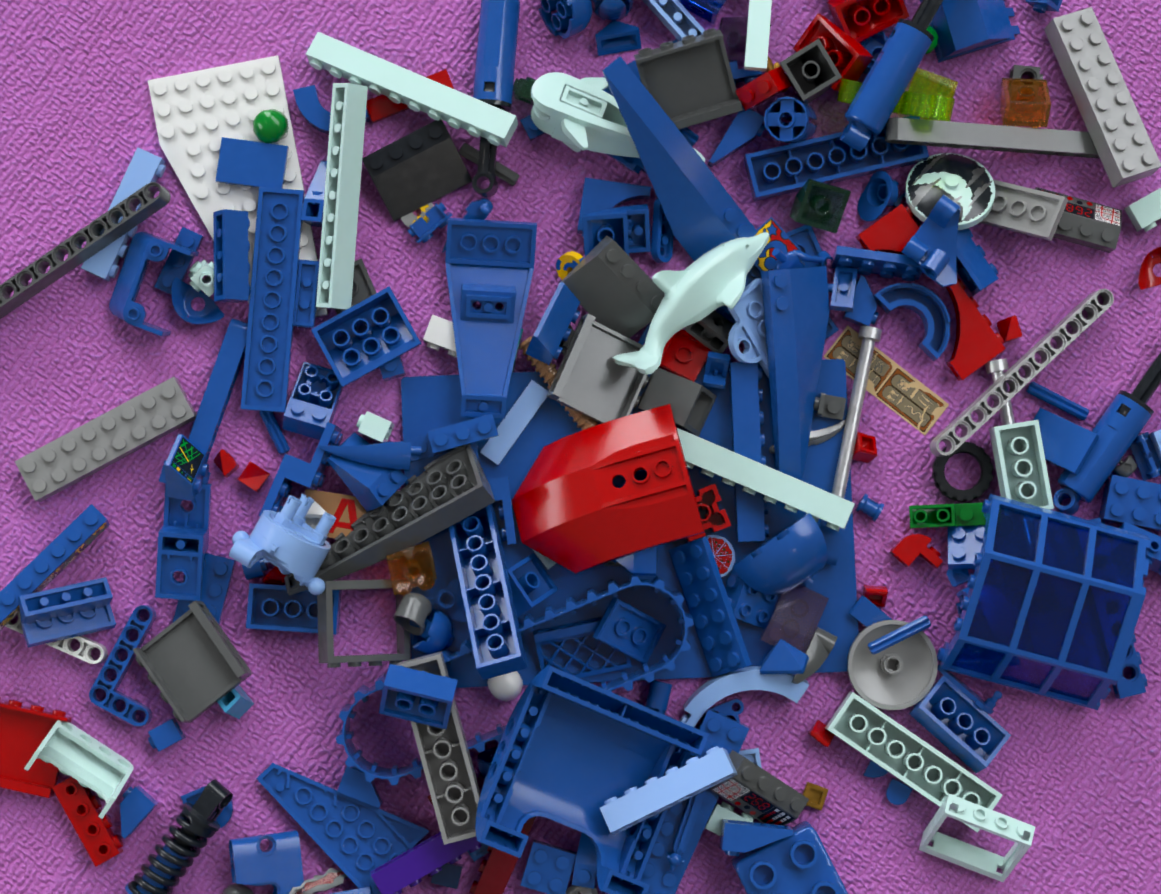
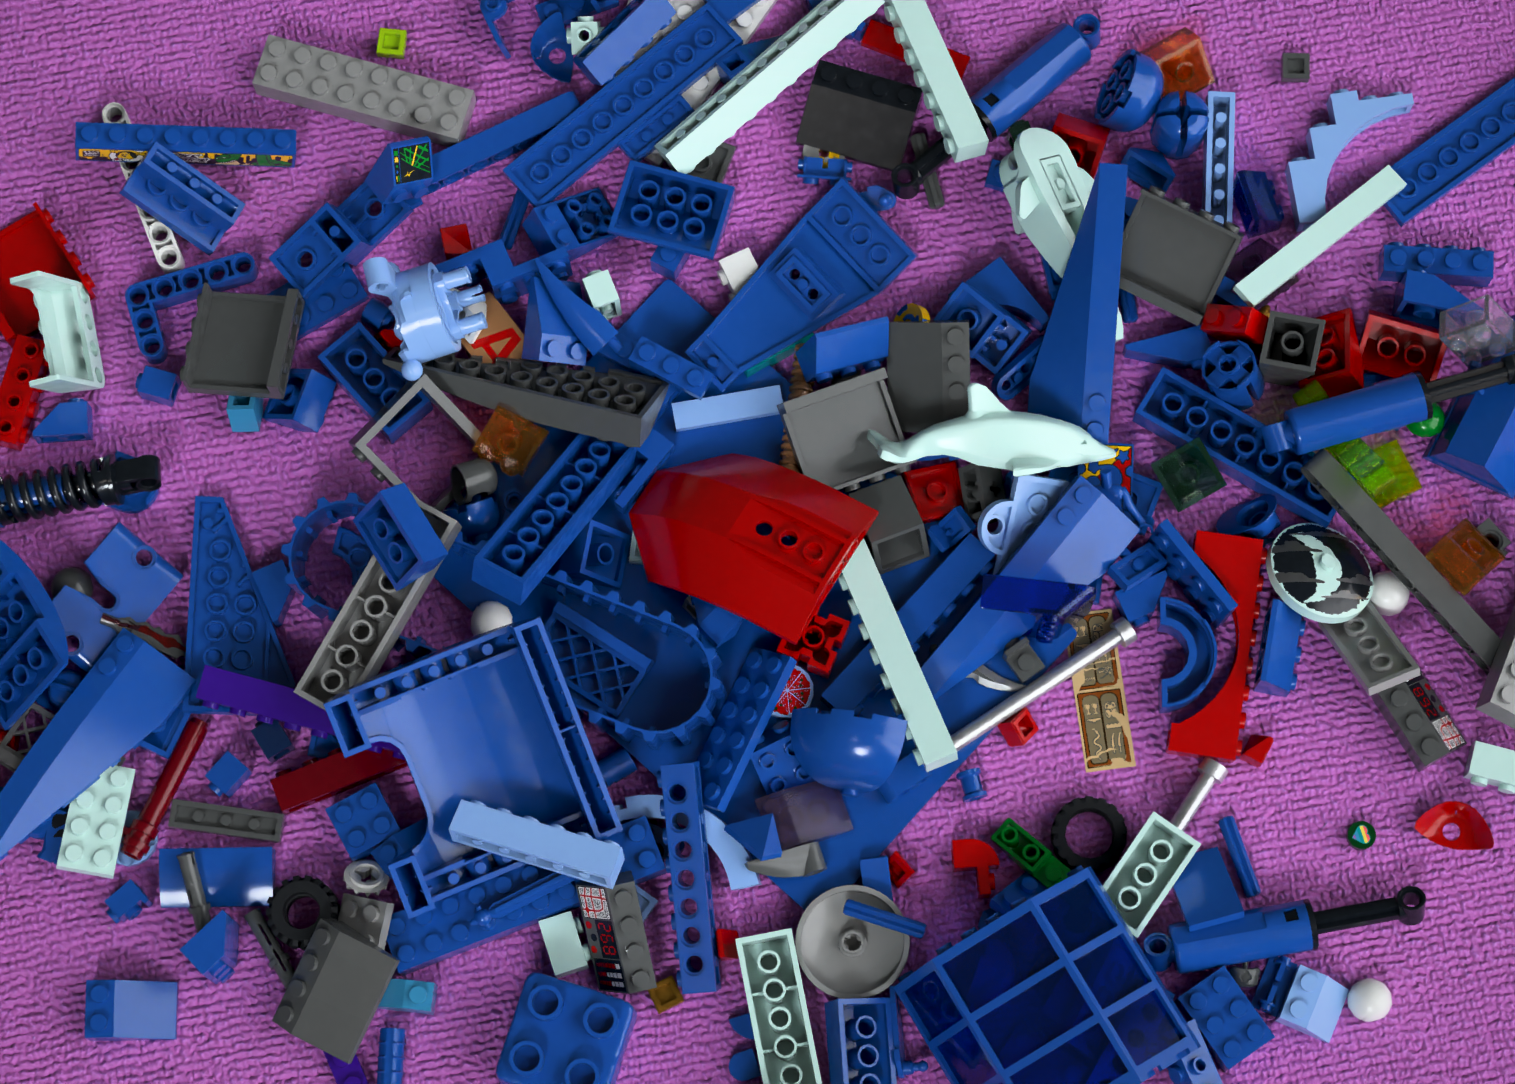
camera: 50 degrees right, 10 degrees down
(91, 393) = (391, 43): none -> lime plate
(226, 463) = (444, 208): red slope -> none
(263, 659) = (303, 403): none -> blue slope
(374, 720) = (353, 551): none -> blue tile
(563, 58) = (1083, 139): none -> red slope
(629, 630) = (646, 679): blue tile -> none
(712, 665) = (689, 776): none -> blue brick
(746, 836) = (564, 957): blue slope -> none
(818, 372) = (1054, 604): none -> clear blue windscreen
(936, 243) = (1260, 599): blue panel -> none
(997, 163) = (1389, 593): none -> white hair
(1031, 369) = (1242, 790): light grey beam -> none
(1113, 322) = (1361, 835): none -> dark green tile

